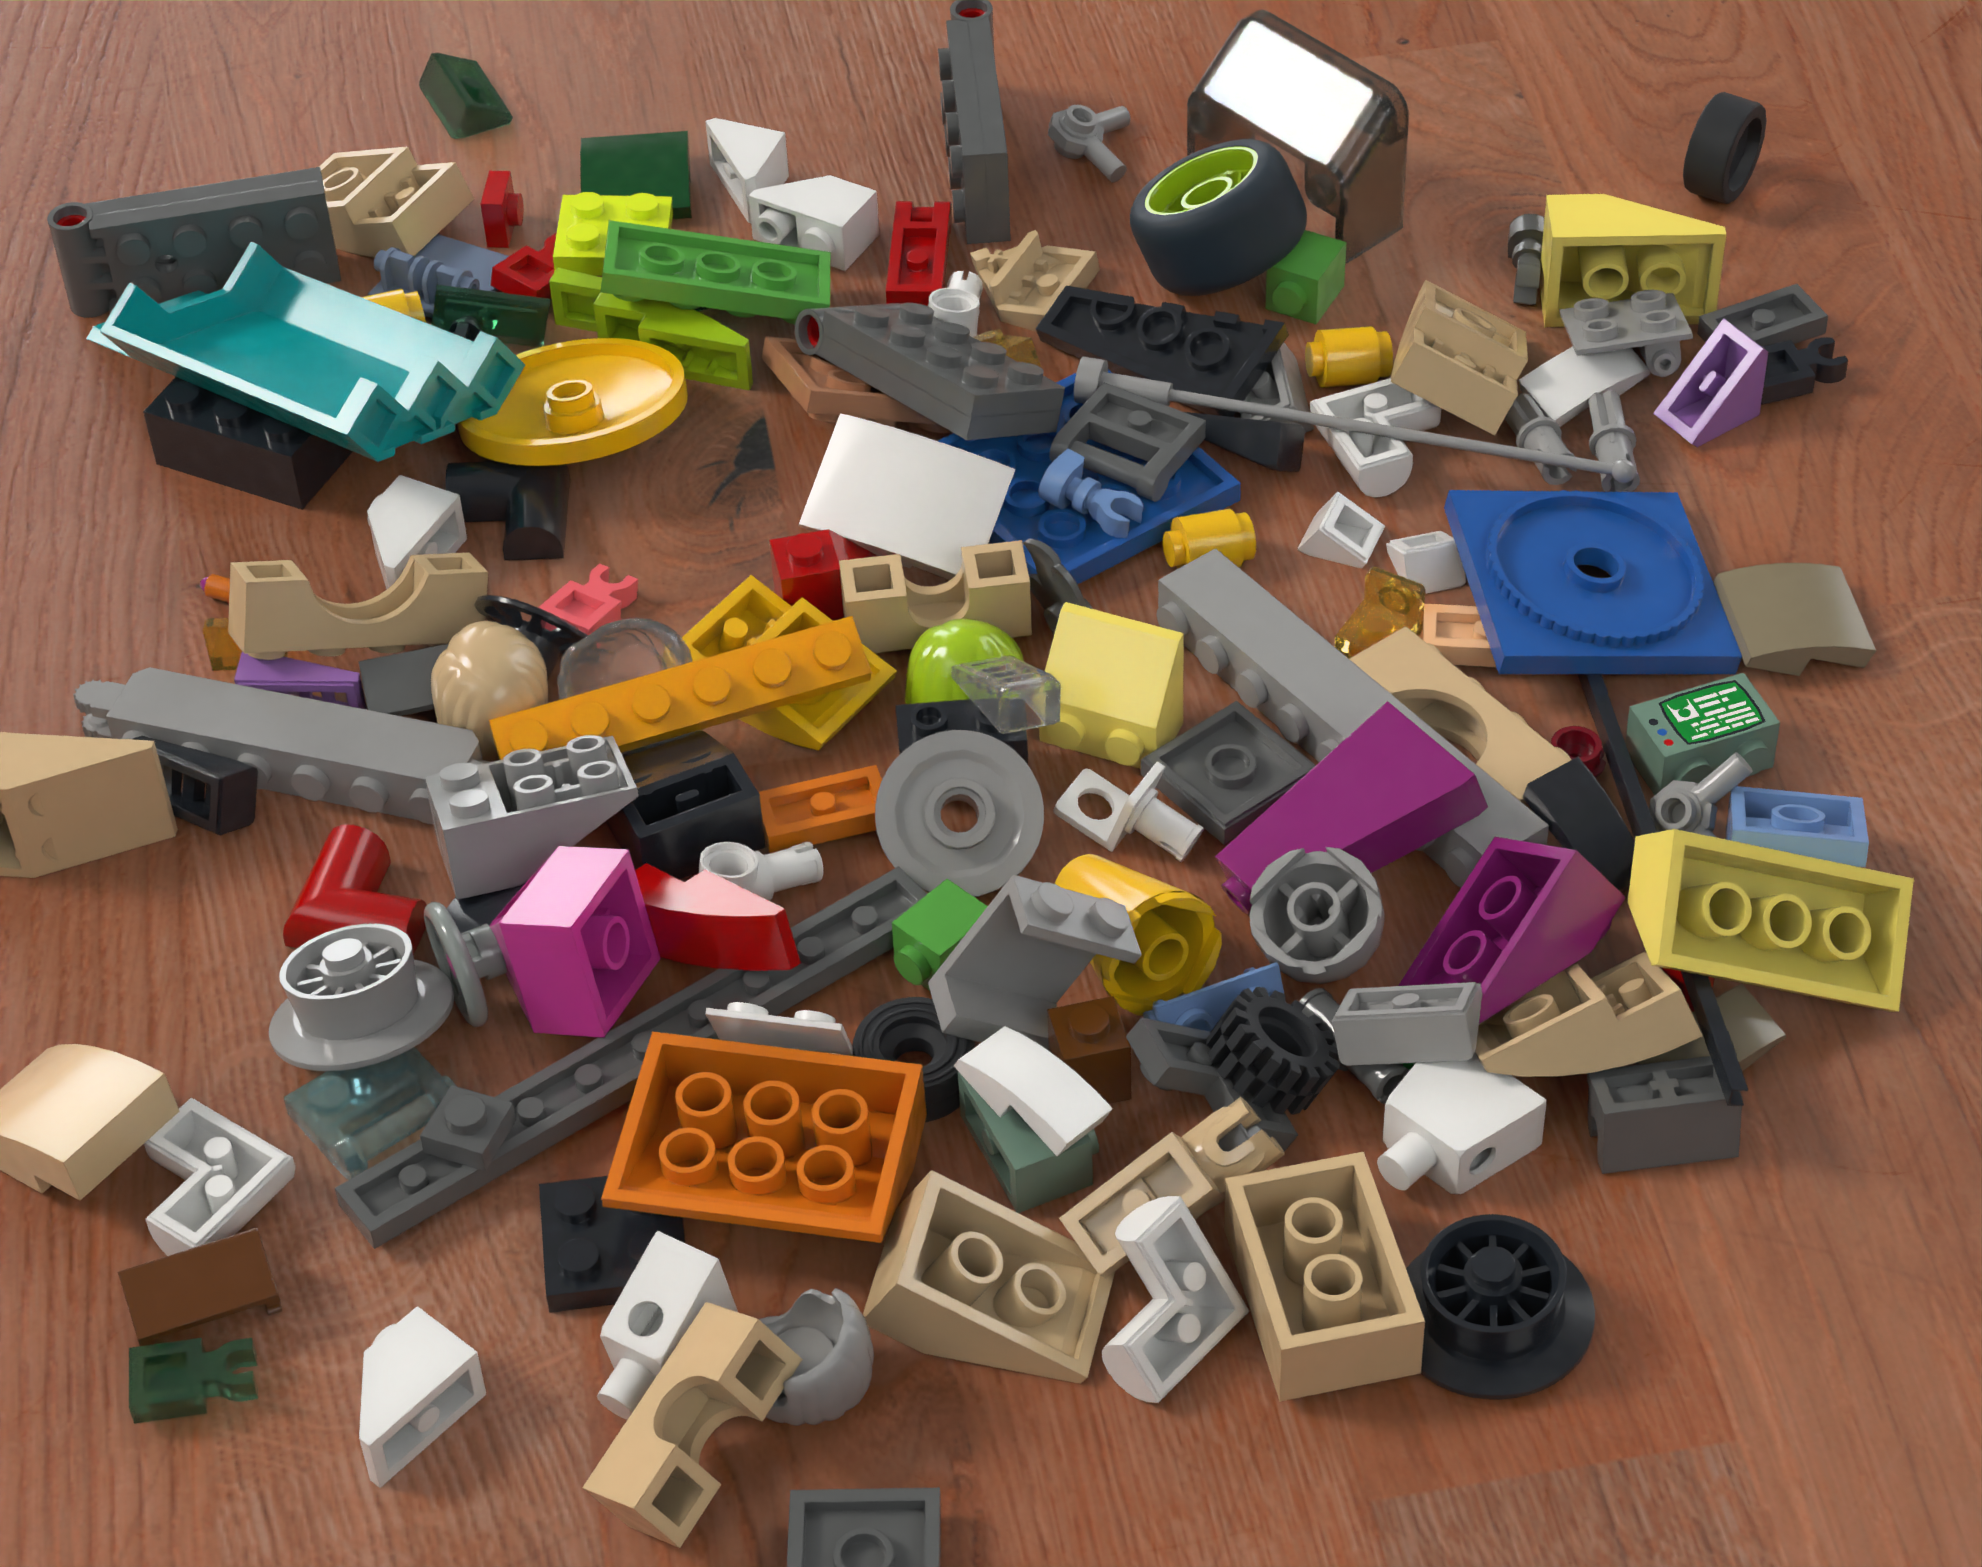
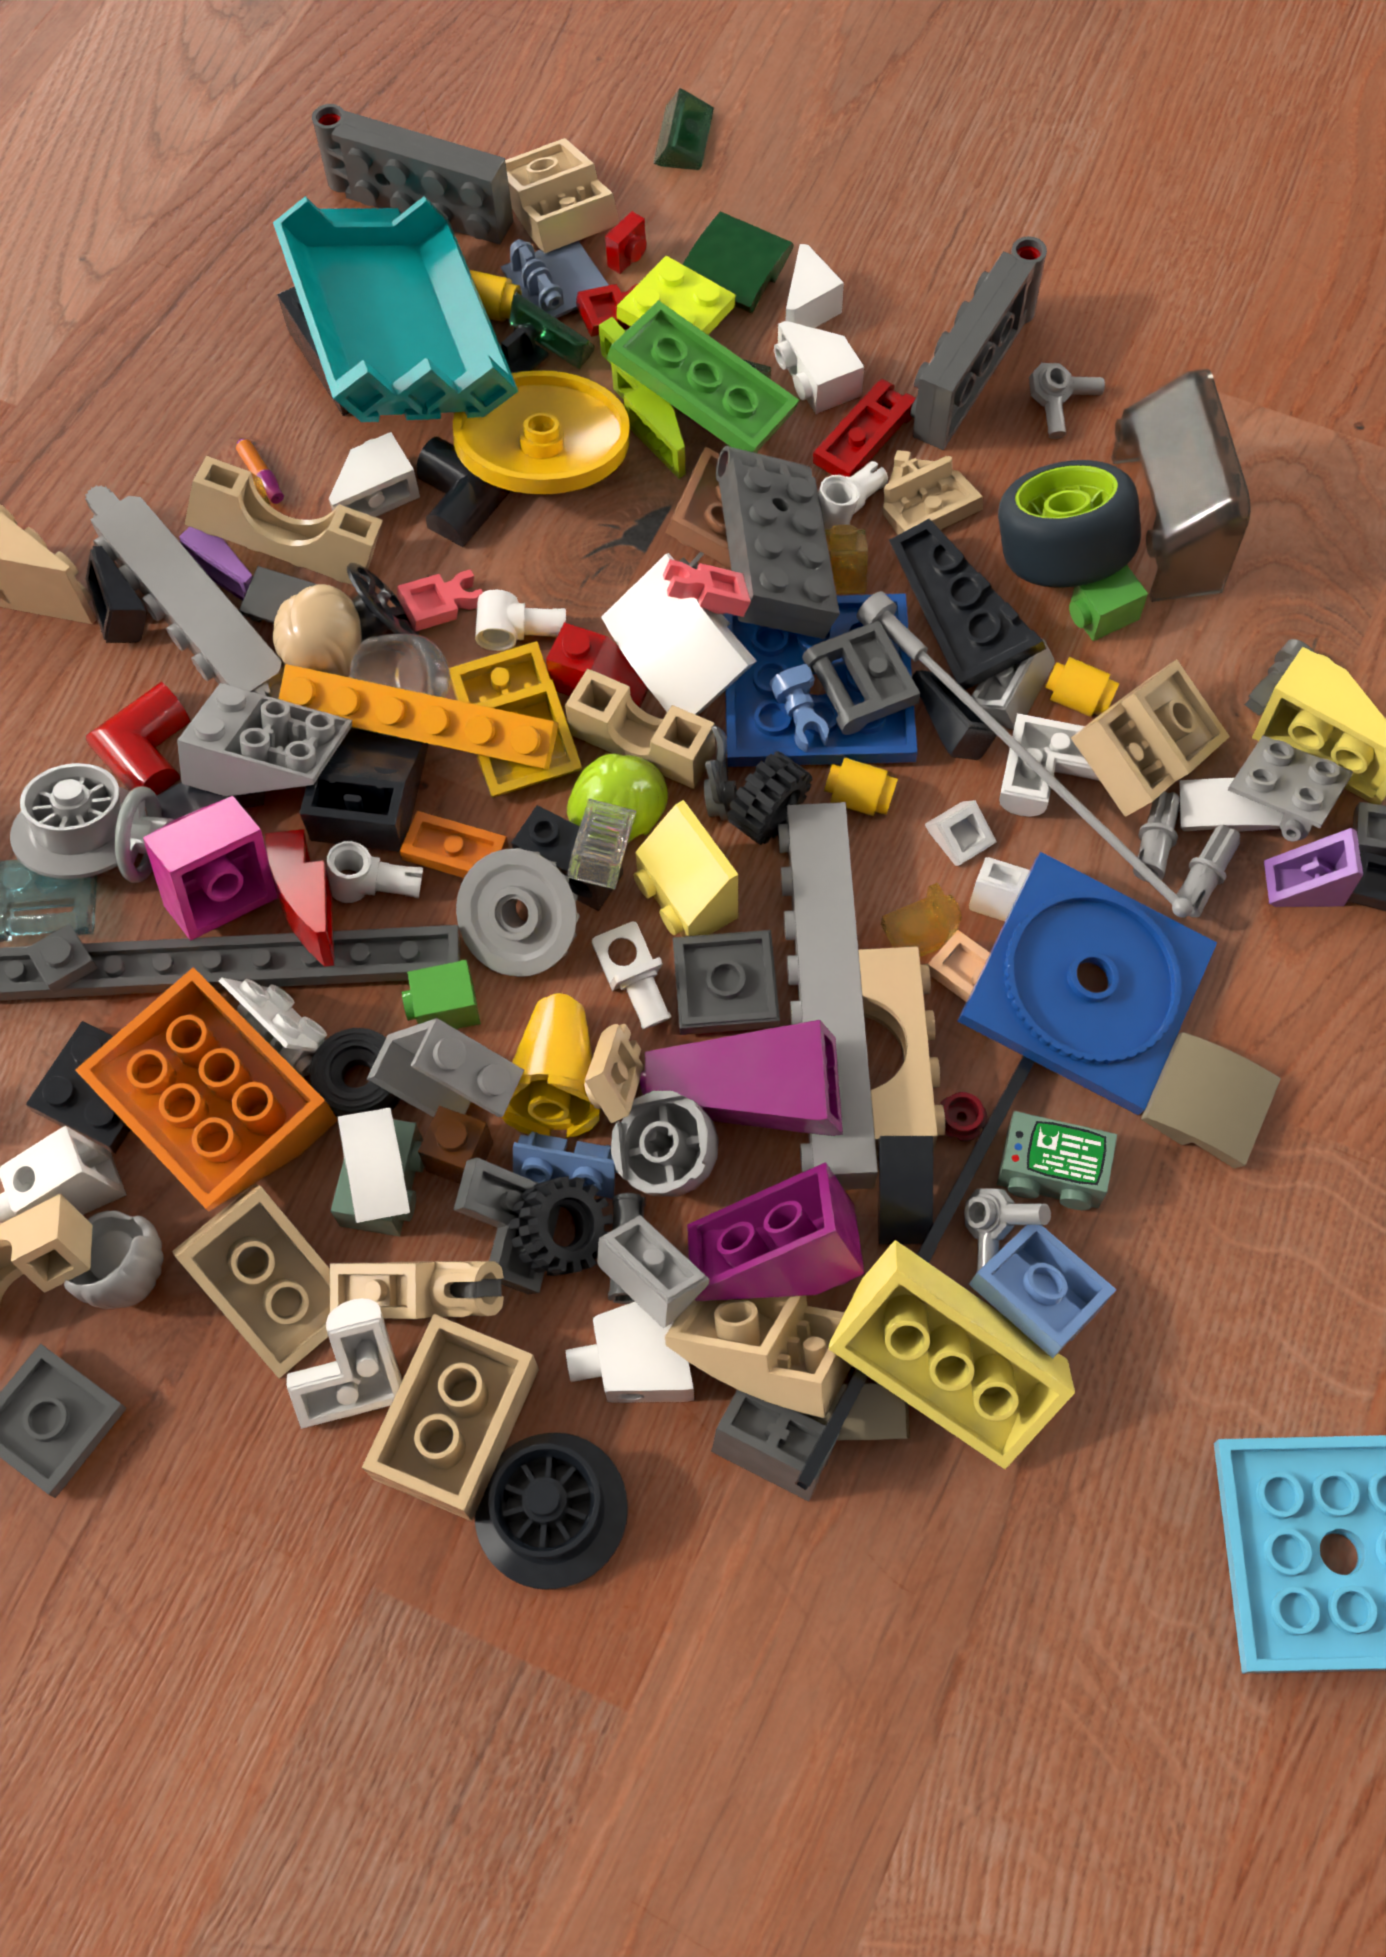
camera: 35 degrees right, 20 degrees up
(688, 590) = (505, 620): none -> white pin
(924, 413) = (714, 587): none -> coral plate
(1133, 575) = (766, 795): none -> black tyre
(1210, 878) = (614, 1072): none -> tan hinge

